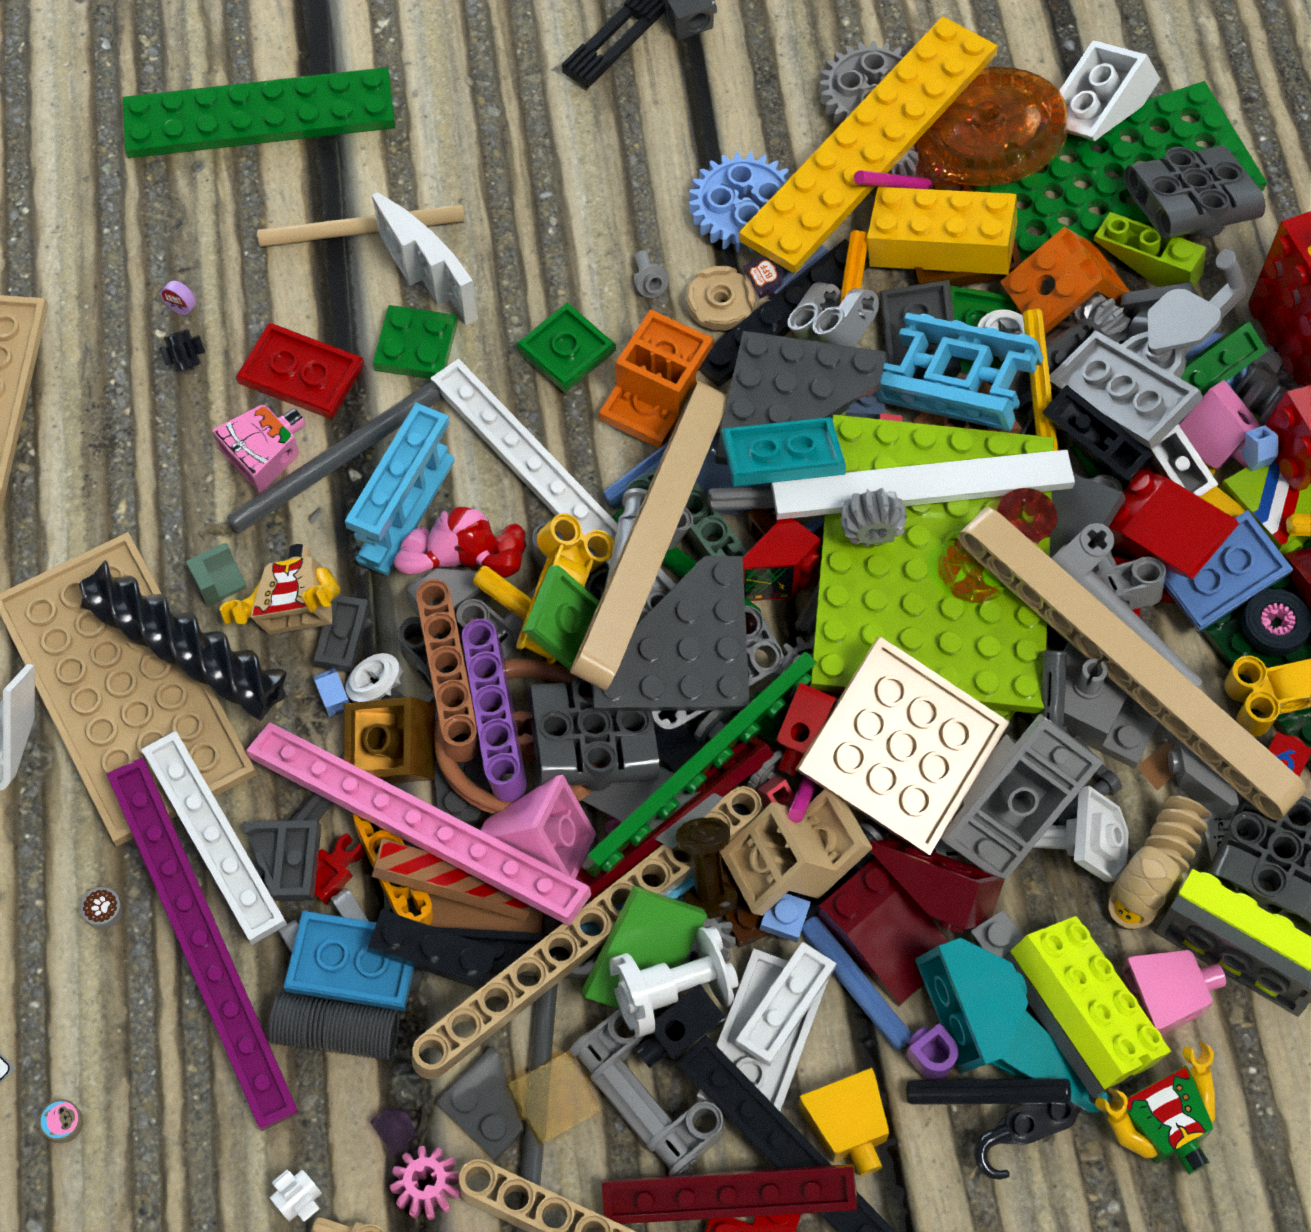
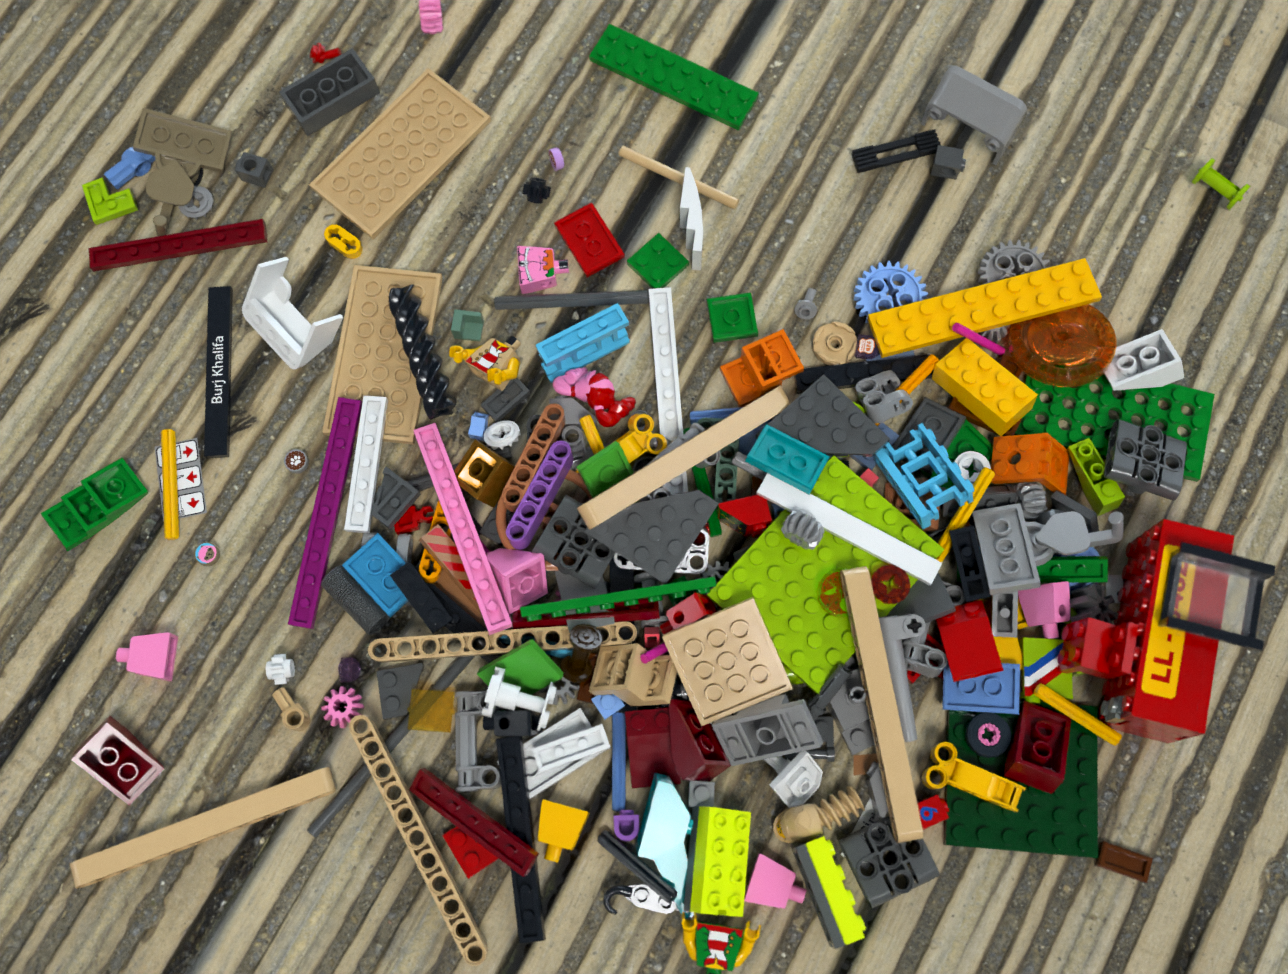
camera: 40 degrees right, 10 degrees up
(1260, 448) = (1056, 634): light blue piece -> none

